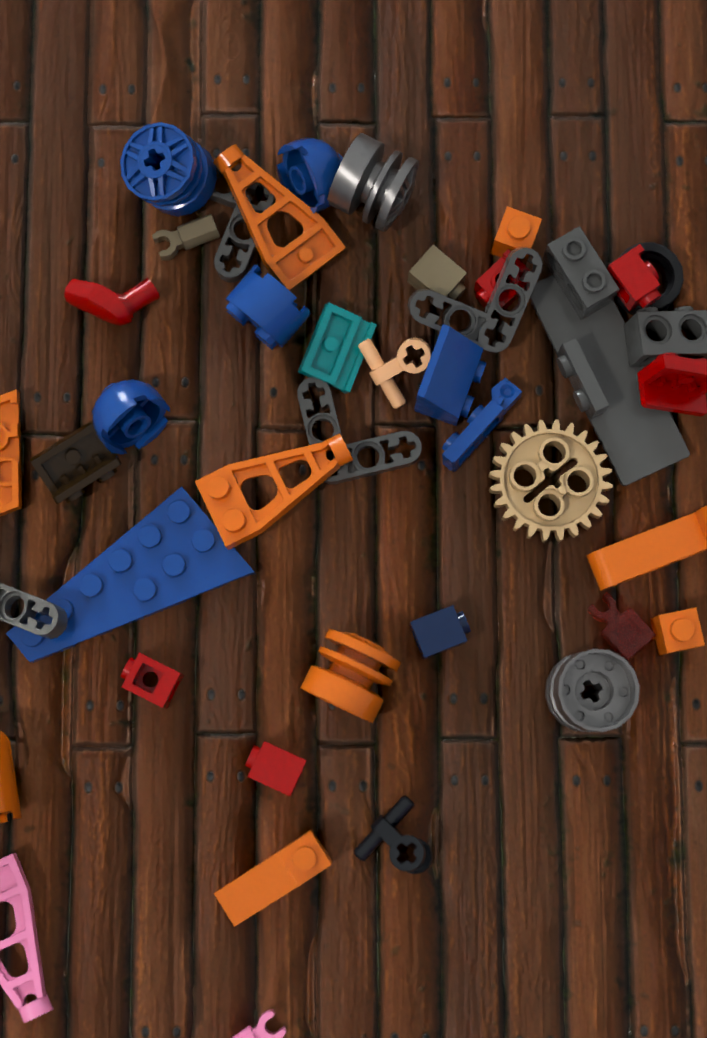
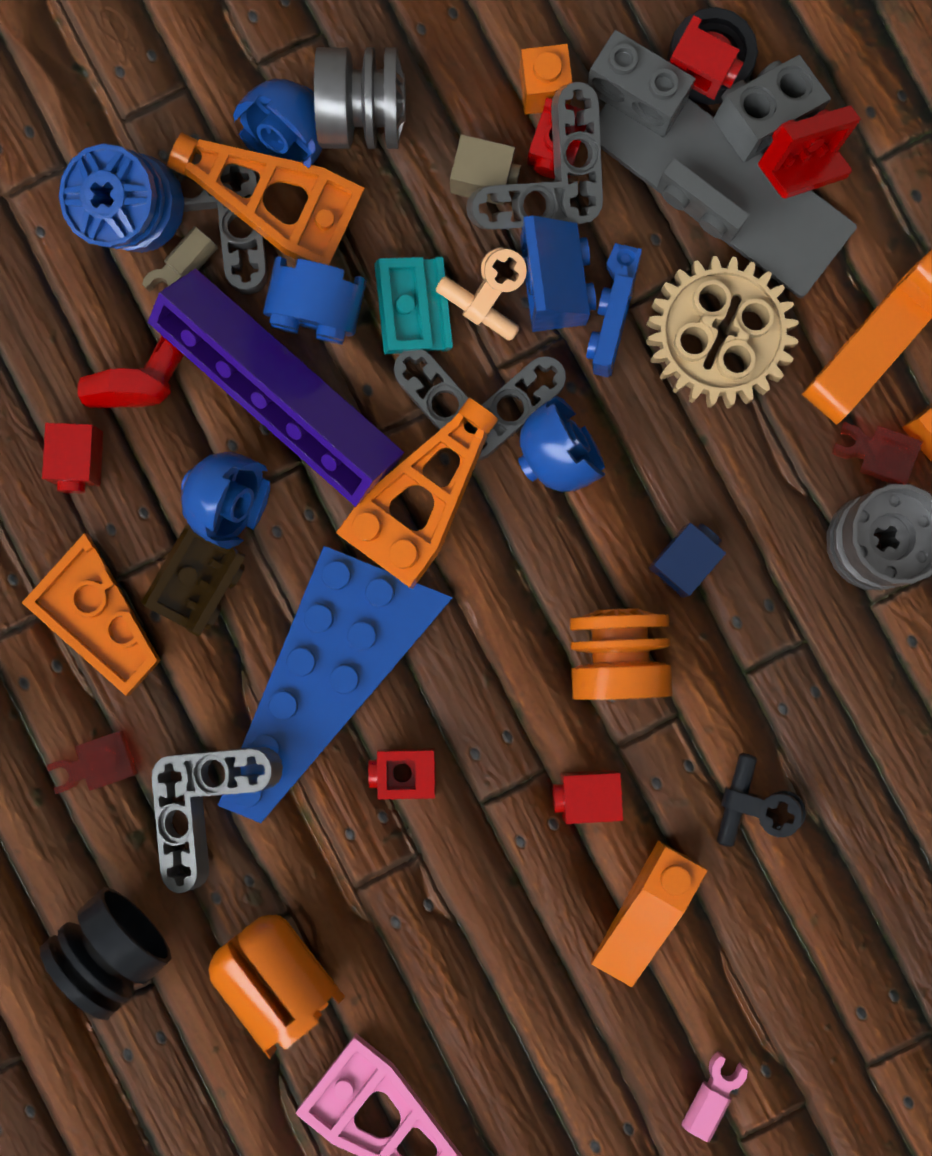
camera: 30 degrees left, 5 degrees up
(37, 331) = (72, 456): none -> red brick
(206, 355) = (274, 386): none -> dark purple brick
(385, 503) = (558, 449): none -> blue cylinder

